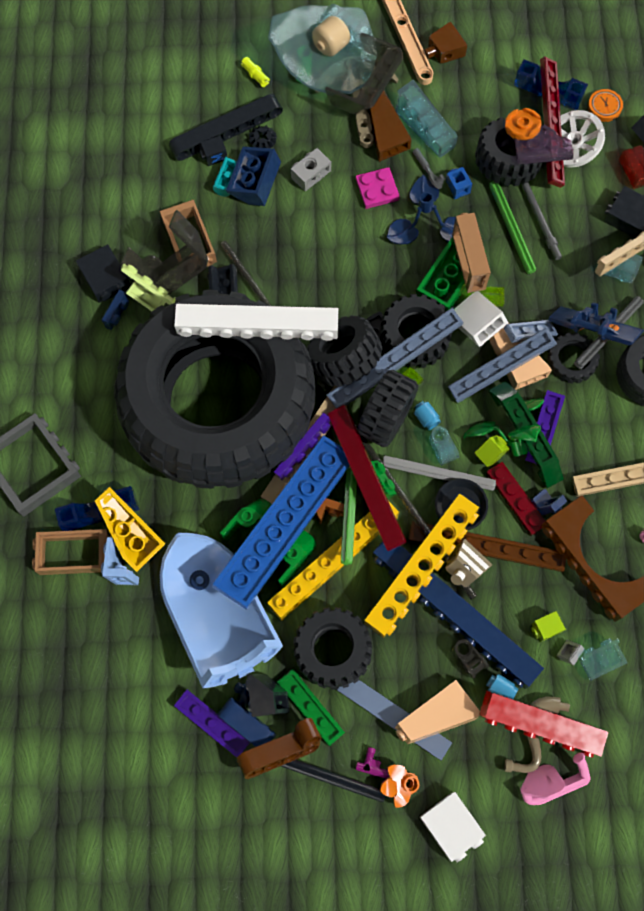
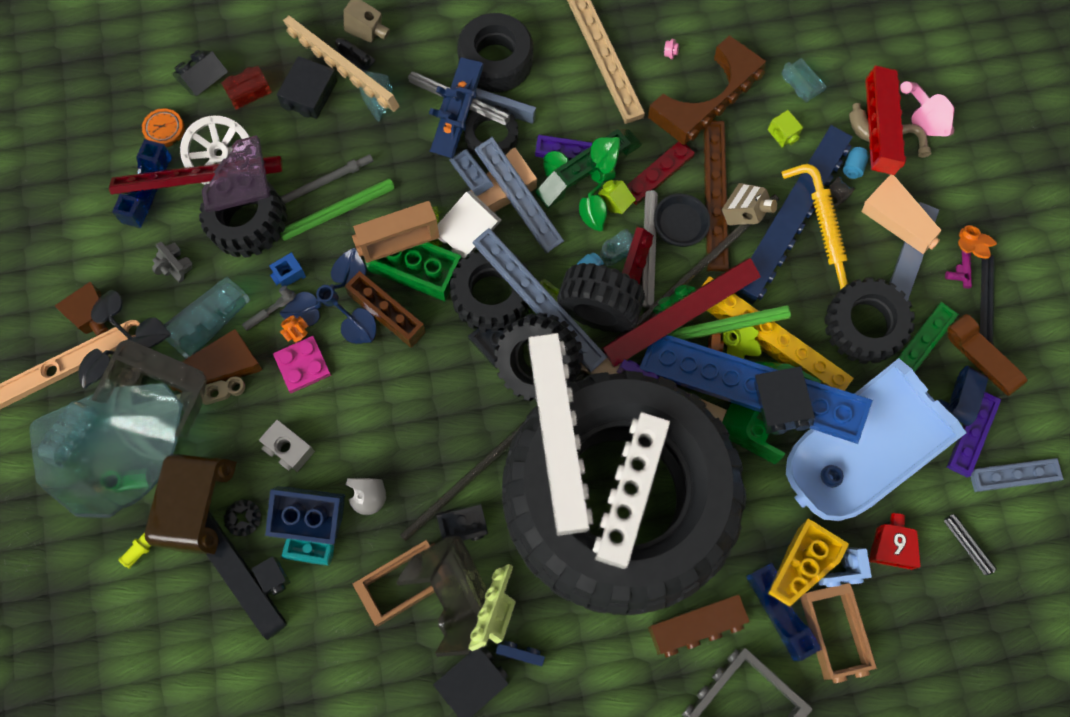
camera: 105 degrees left, 0 degrees up
(104, 442) = (699, 624): none -> reddish brown brick
(116, 689) = (970, 544): none -> axle
(130, 620) = (896, 545): none -> red torso
(159, 339) = (654, 430): none -> white brick
(167, 754) = (1016, 475): none -> sand blue tile
(257, 218) = (368, 495): none -> light grey helmet
(261, 531) = (784, 400): none -> black brick
(266, 696) = (943, 375): black slope -> none
(278, 91) = (184, 501): none -> dark brown windscreen
(331, 36) = (90, 445): tan head -> none
(331, 531) = (744, 344): none -> lime plate
(406, 182) = (294, 328): none -> orange gear
(408, 73) = (148, 333): none -> black plant
(411, 248) = (385, 309): none -> reddish brown brick
(426, 454) = (638, 253): none -> dark red plate
(438, 635) = (826, 218): none -> yellow piece
(453, 827) = (996, 192): white brick -> none
(460, 507) = (769, 253): yellow brick -> none
(473, 106) = (167, 263): none -> dark grey hips
(523, 124) = (216, 194): orange tile -> none
(546, 504) = (661, 138): dark blue bracket -> none
(570, 652) = (804, 107): light grey tile -> none
(600, 370) = (519, 110): none -> sand blue tile

